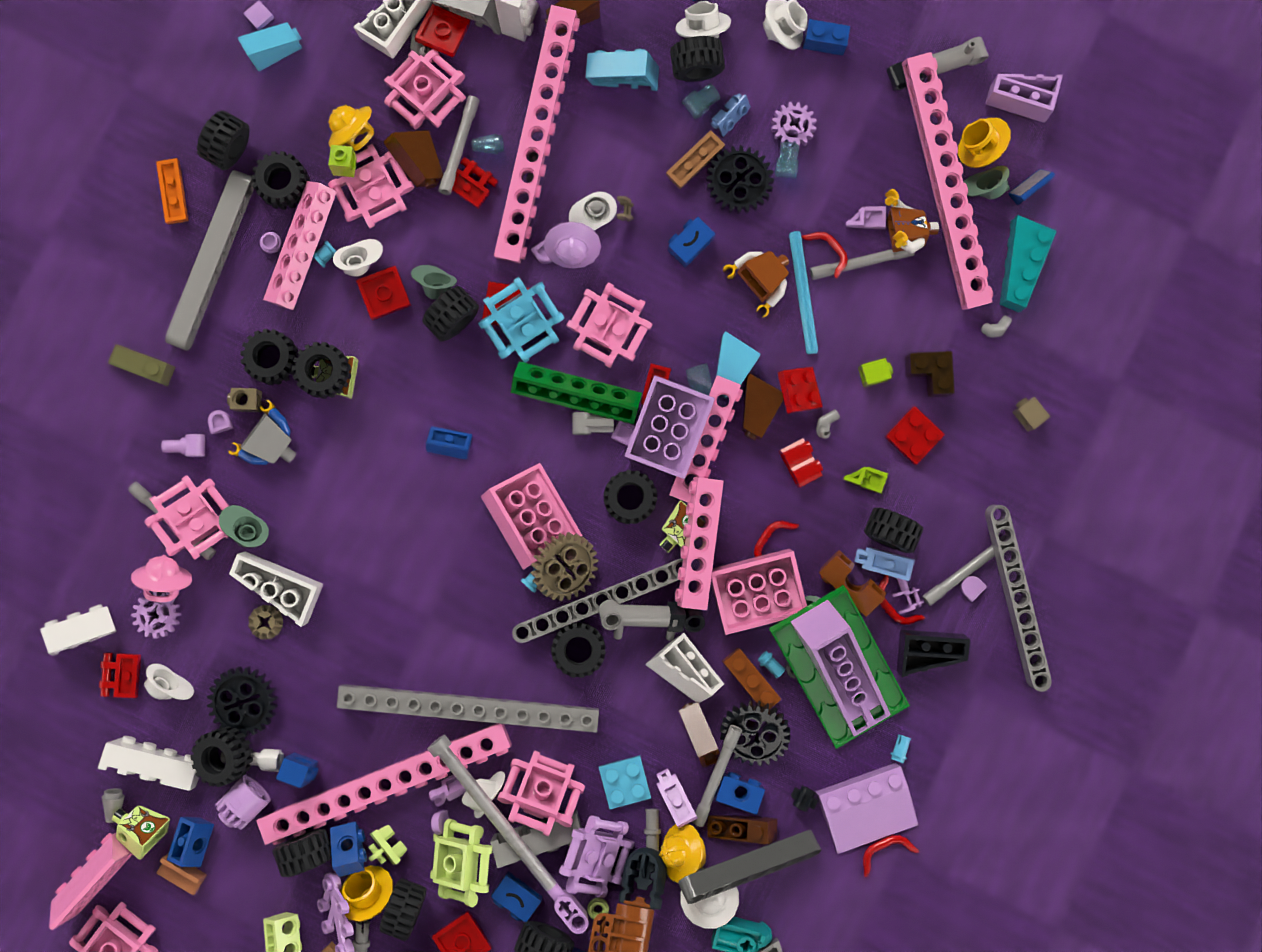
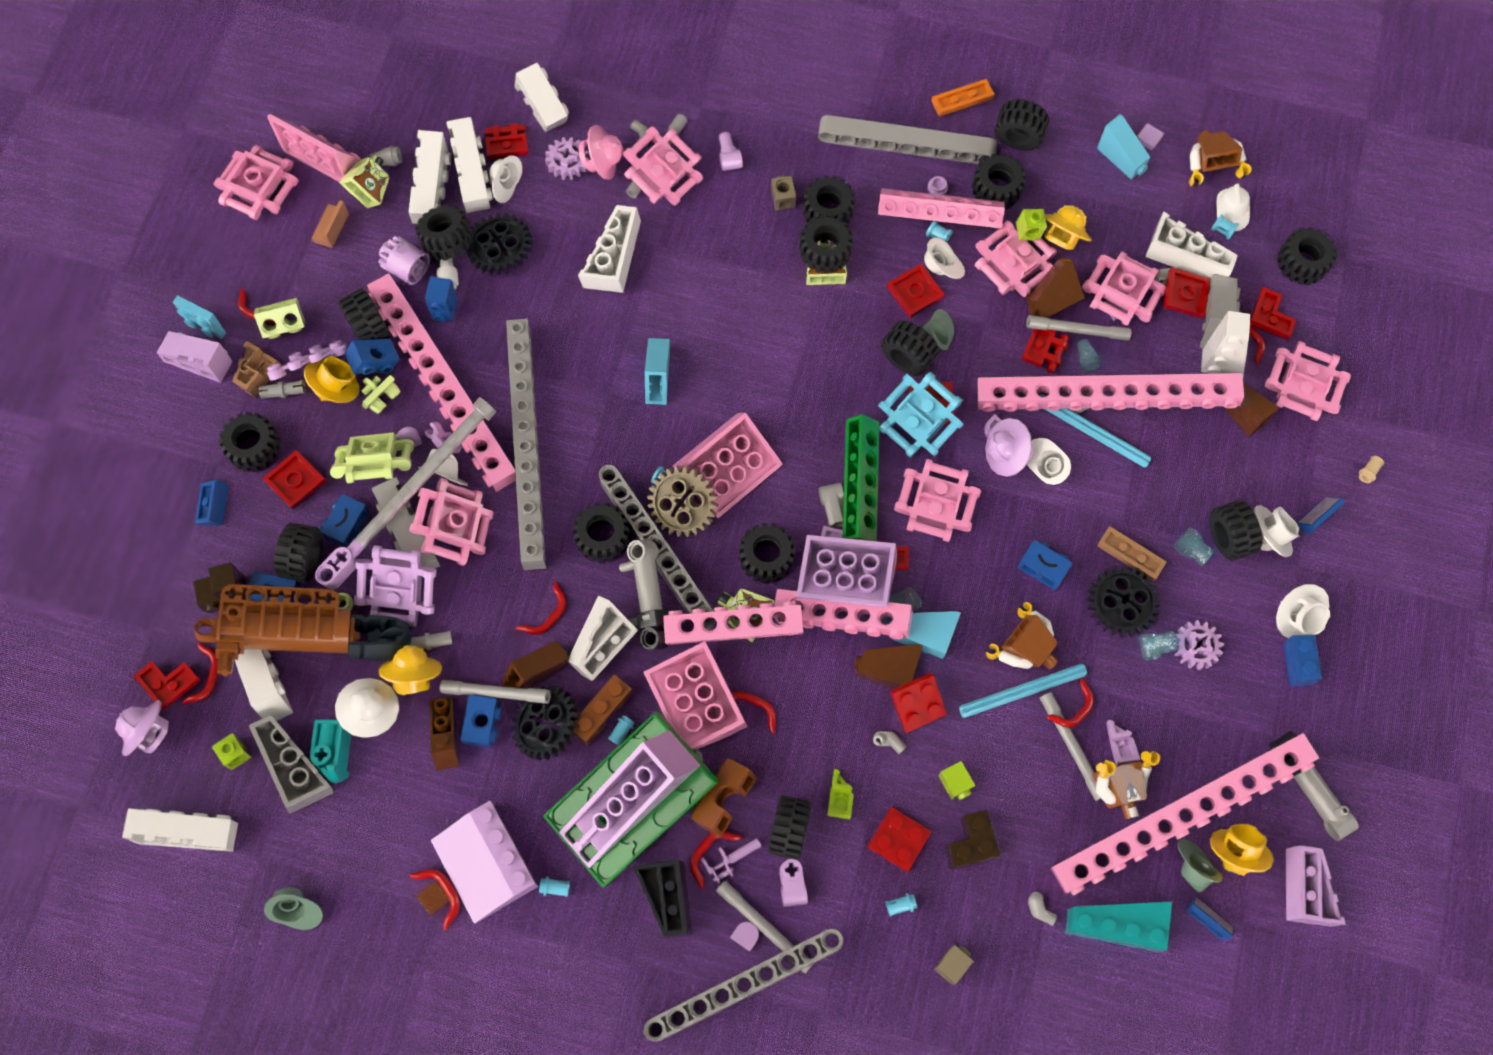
camera: 85 degrees right, 15 degrees down
(138, 529) = (639, 128): none -> light grey arm
(141, 365) = (794, 105): olive slope -> none
(144, 718) = (469, 165): none -> white wedge
(190, 842) = (371, 219): blue brick -> none
(219, 422) = (757, 177): lavender tile -> none
(243, 526) = (663, 210): sand green piece -> none
(267, 440) = (750, 217): light grey torso -> none
(275, 622) = (577, 258): dark tan gear -> none
(403, 909) = (319, 415): black tyre -> none
(418, 565) = (657, 371): none -> medium azure slope
(448, 442) = (783, 376): blue slope -> none
(571, 154) = (1102, 435): none -> medium azure axle
(622, 68) = (1203, 463): medium azure wedge -> none
(624, 782) = (474, 606): medium azure plate -> none
(626, 202) = (1067, 493): dark tan piece -> none
(650, 709) = (551, 620): none -> red animal
(675, 798) = (465, 655): lavender hinge -> none
(736, 107) = (1195, 585): medium blue hinge -> none
(749, 866) = (405, 739): dark grey beam -> none
(801, 463) = (840, 720): red brick -> none
(804, 798) = (484, 790): black gear -> none
(885, 563) = (752, 830): light blue hinge -> none
(889, 858) = (433, 898): none -> clear orange tile
(939, 538) = (793, 888): none -> lavender piece
(972, 446) = (901, 904): none -> medium azure pin

